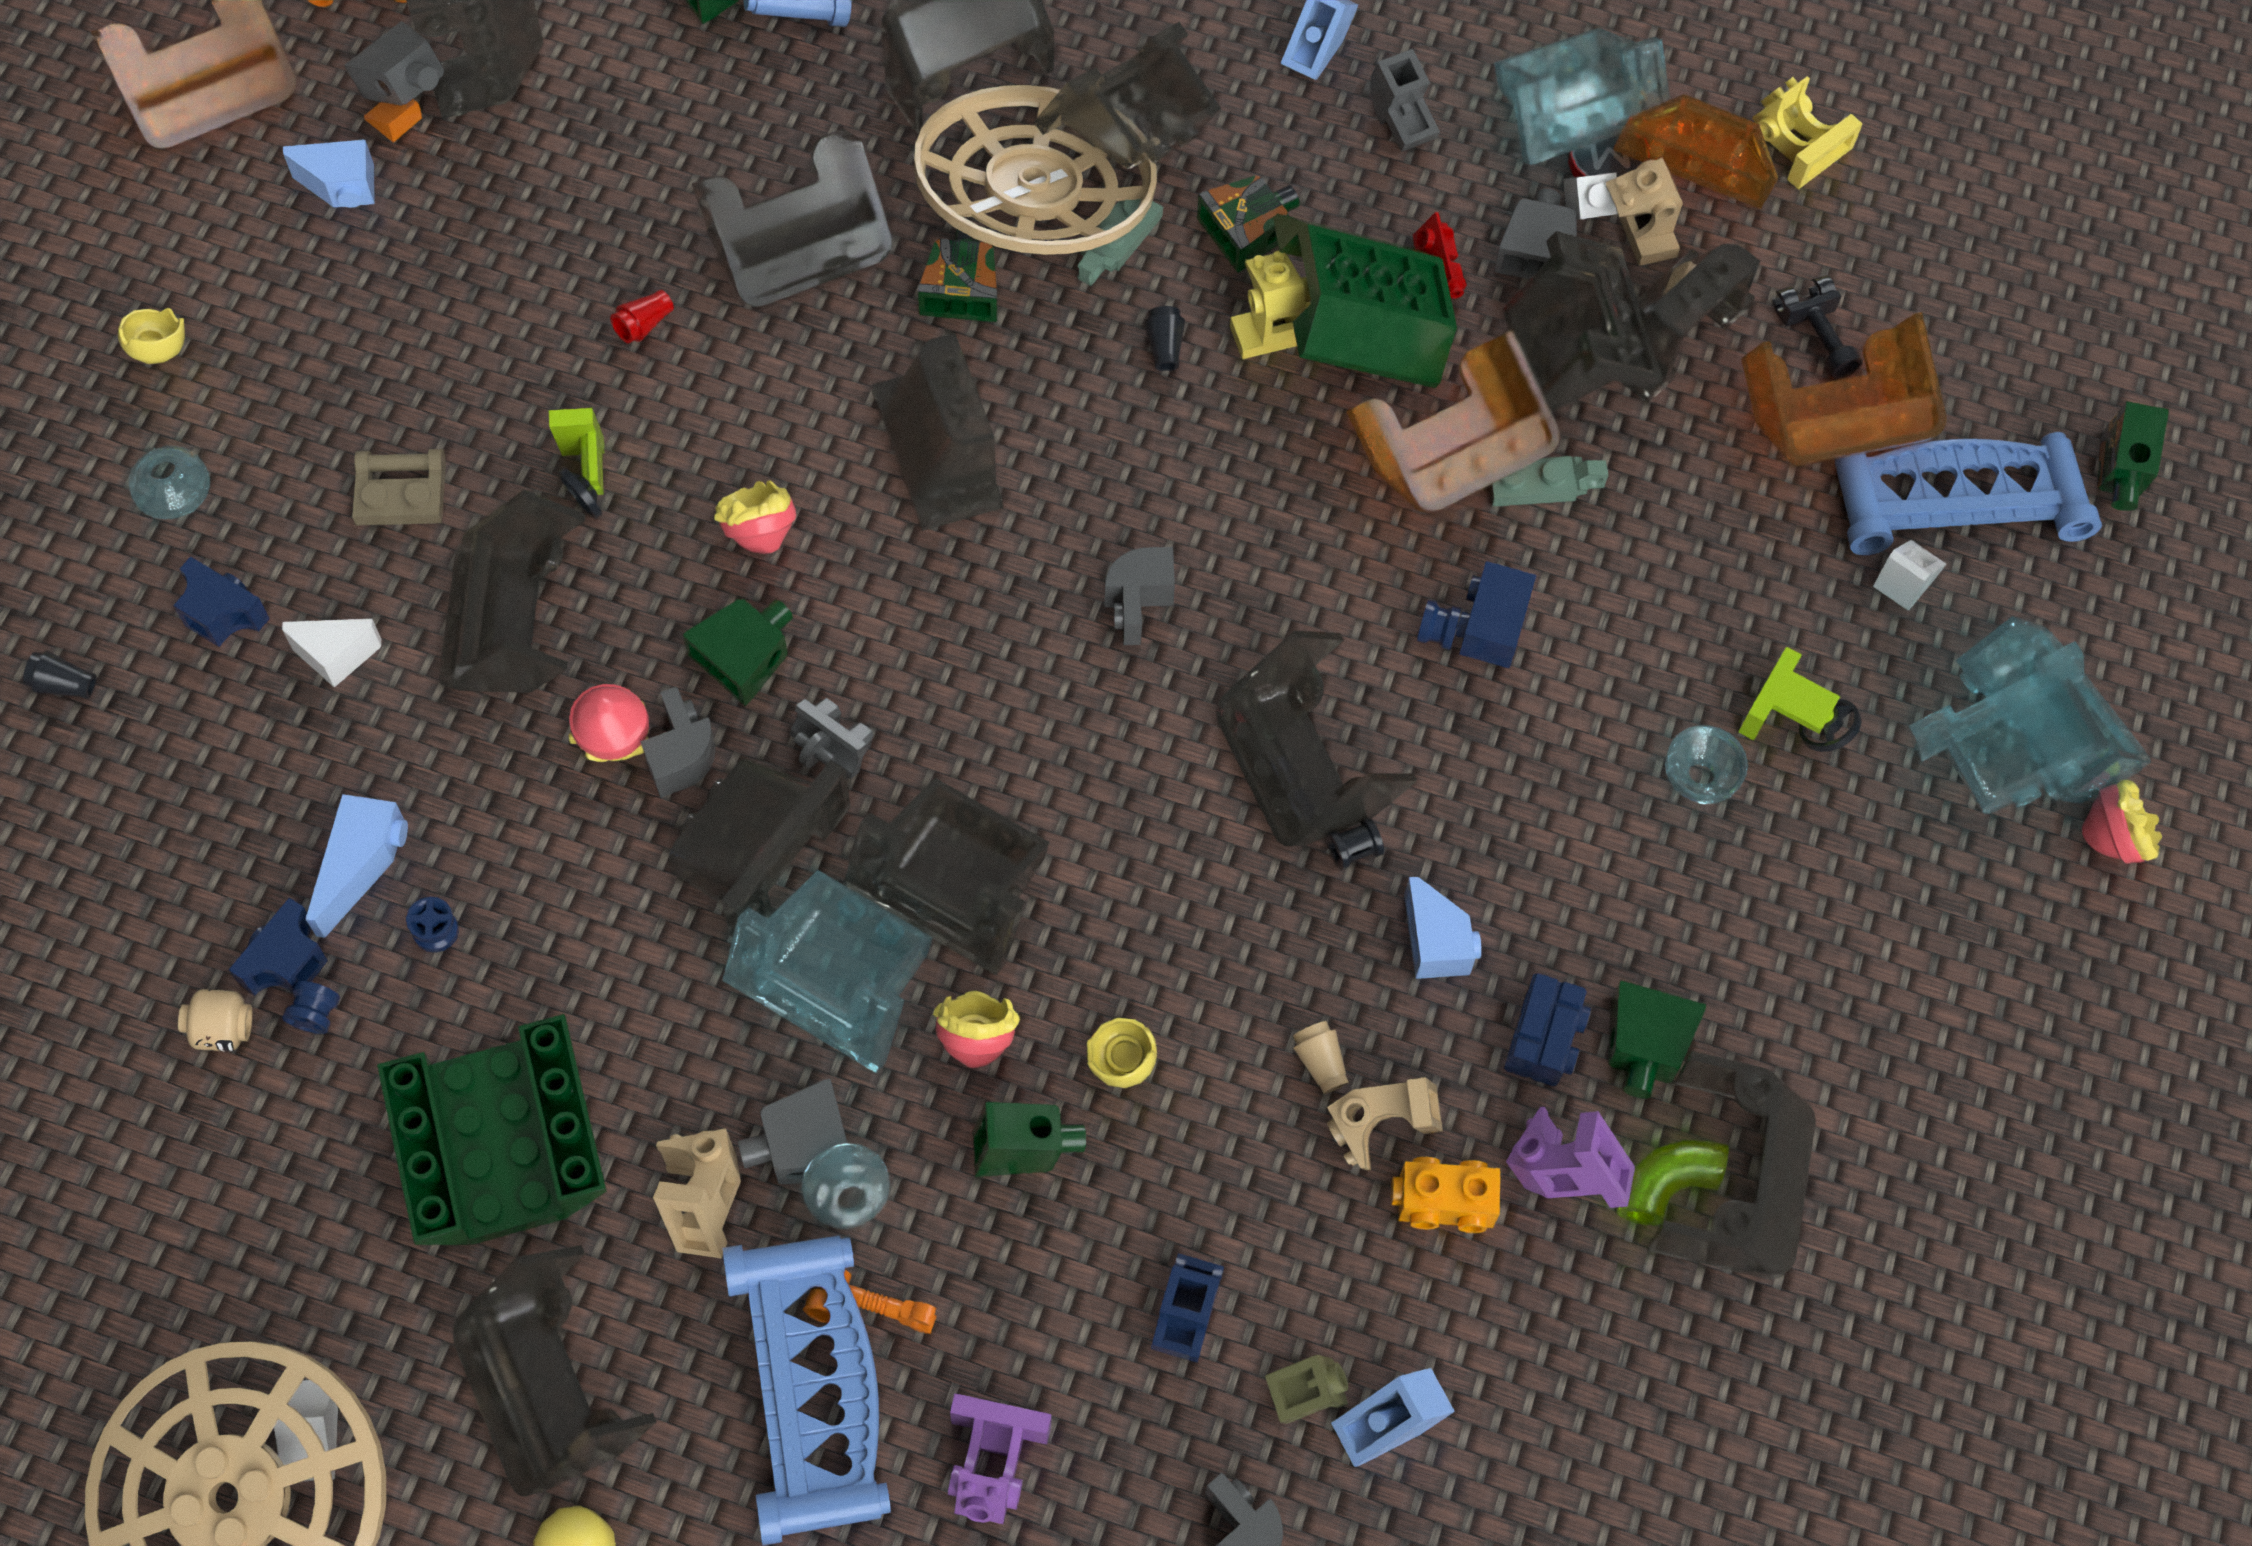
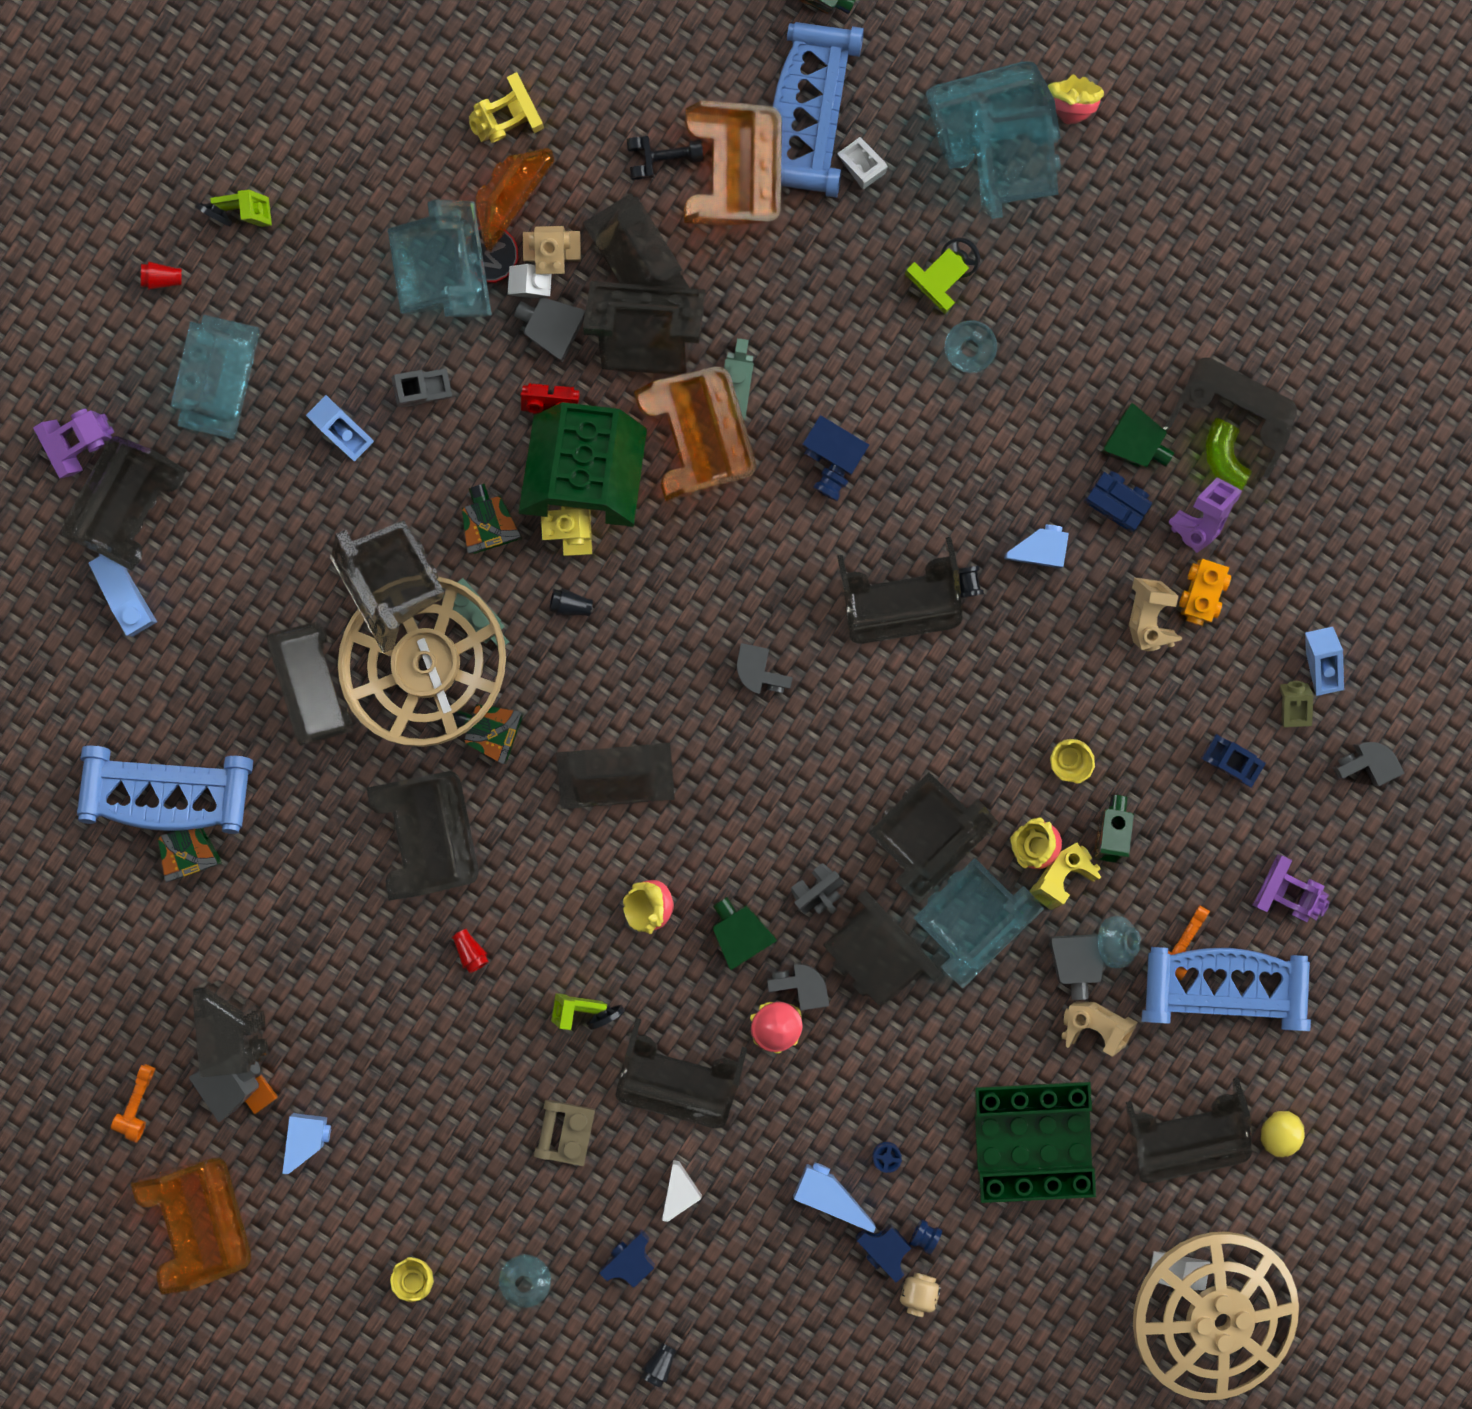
camera: 80 degrees left, 25 degrees up
(950, 1069) = (1050, 886): none -> light yellow tile
(1322, 1056) = (1100, 640): tan cone -> none

